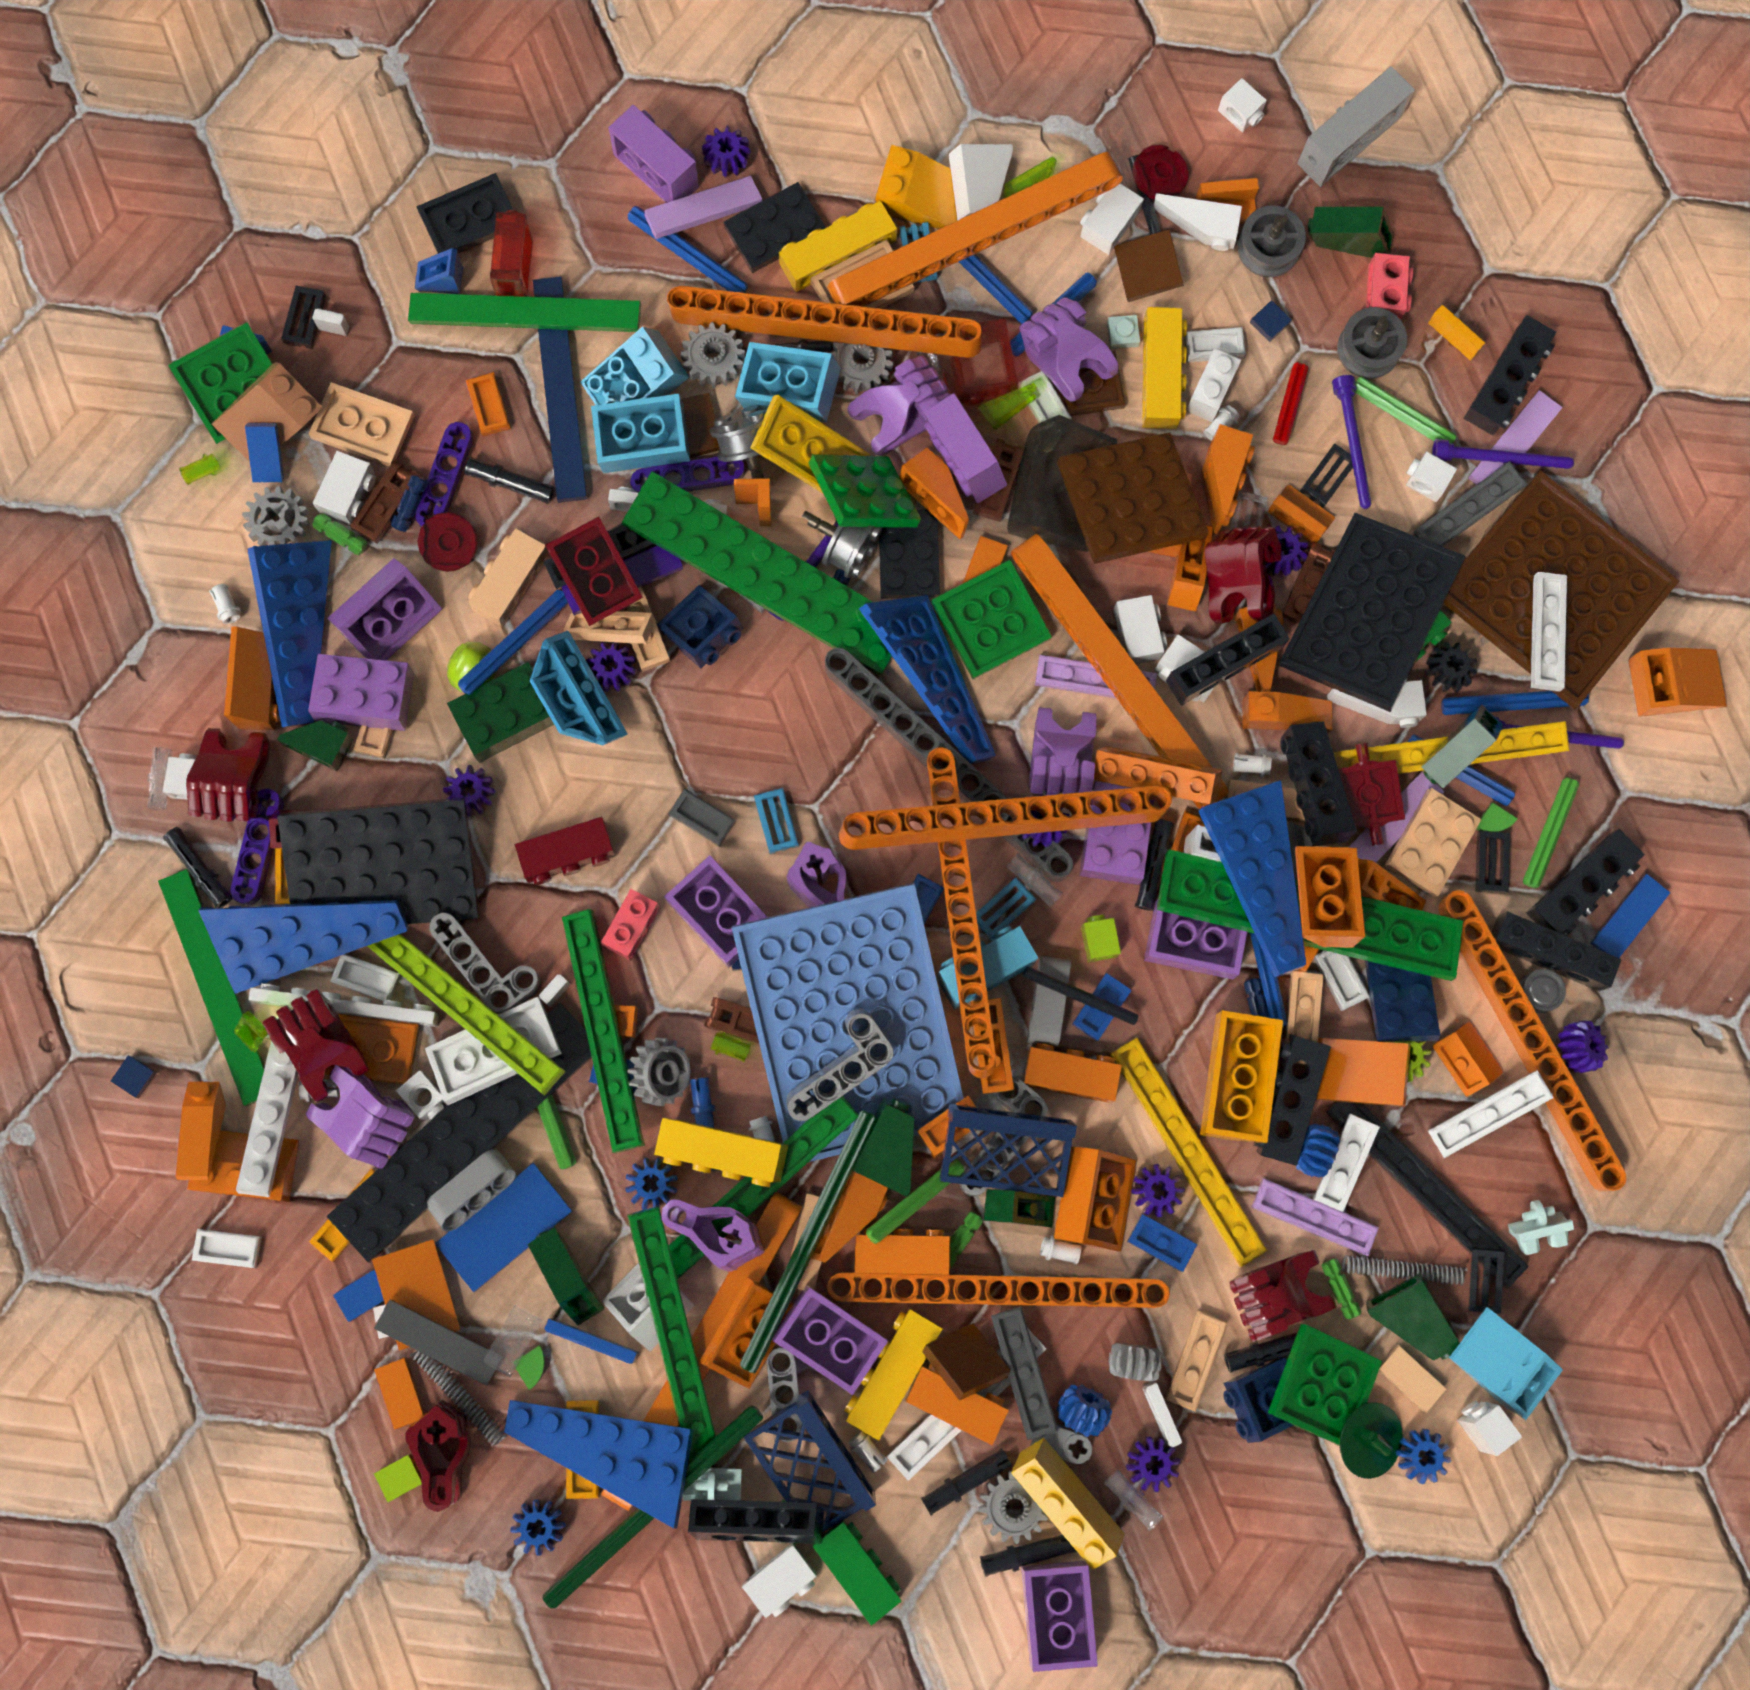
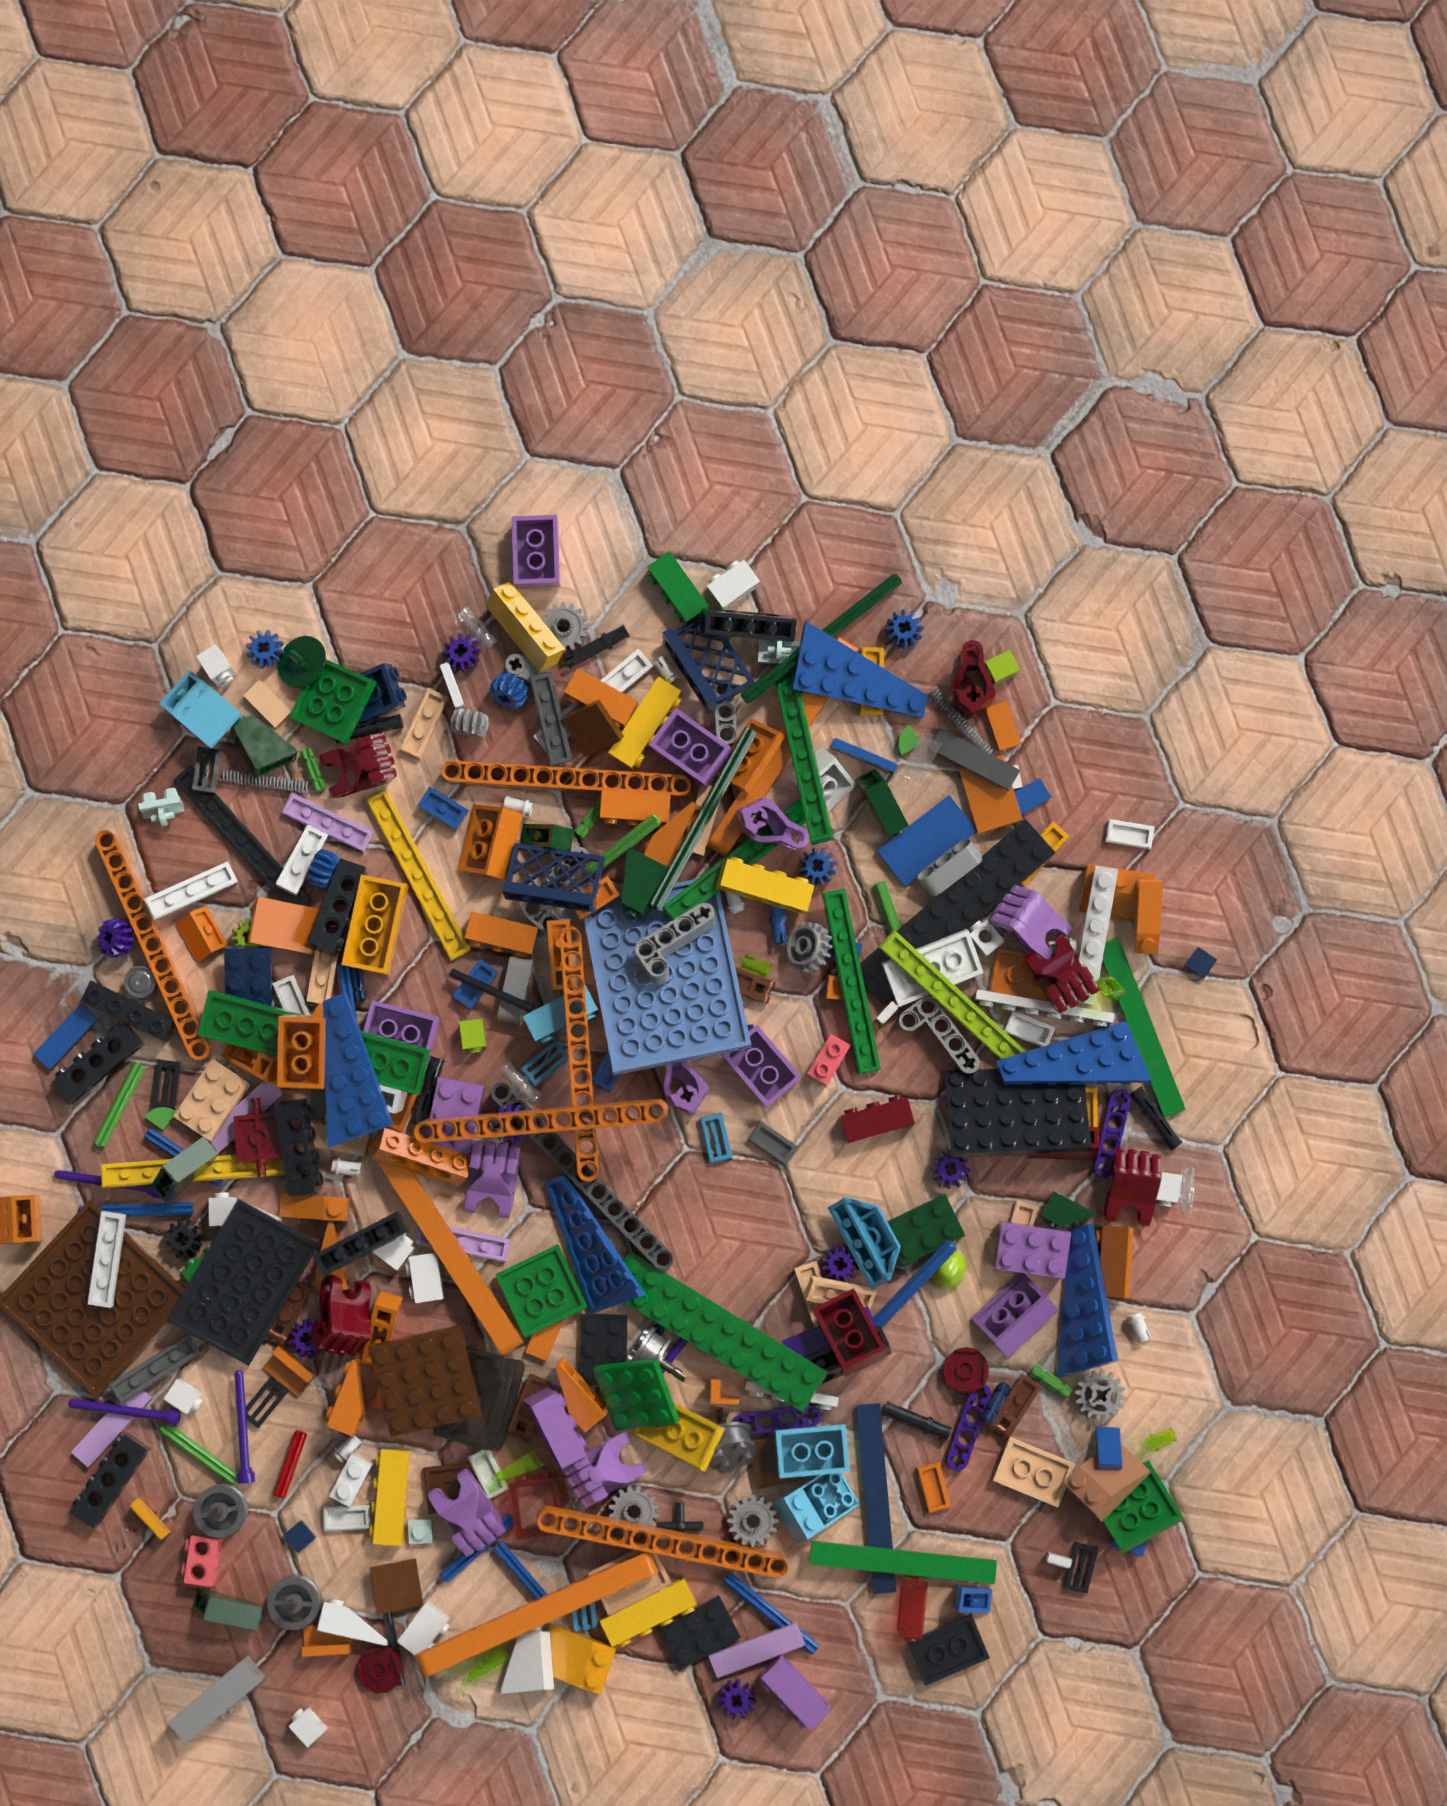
camera: 170 degrees left, 5 degrees up
(344, 487) = (1046, 1418): white brick -> none
(508, 577) = (919, 1339): light nougat brick -> none
(701, 627) = (768, 1293): dark blue plate -> none
(795, 374) = (693, 1491): medium azure brick -> none
(1025, 1555) = (562, 593): black pin -> none
(1167, 1187) = (451, 842): dark purple gear -> none

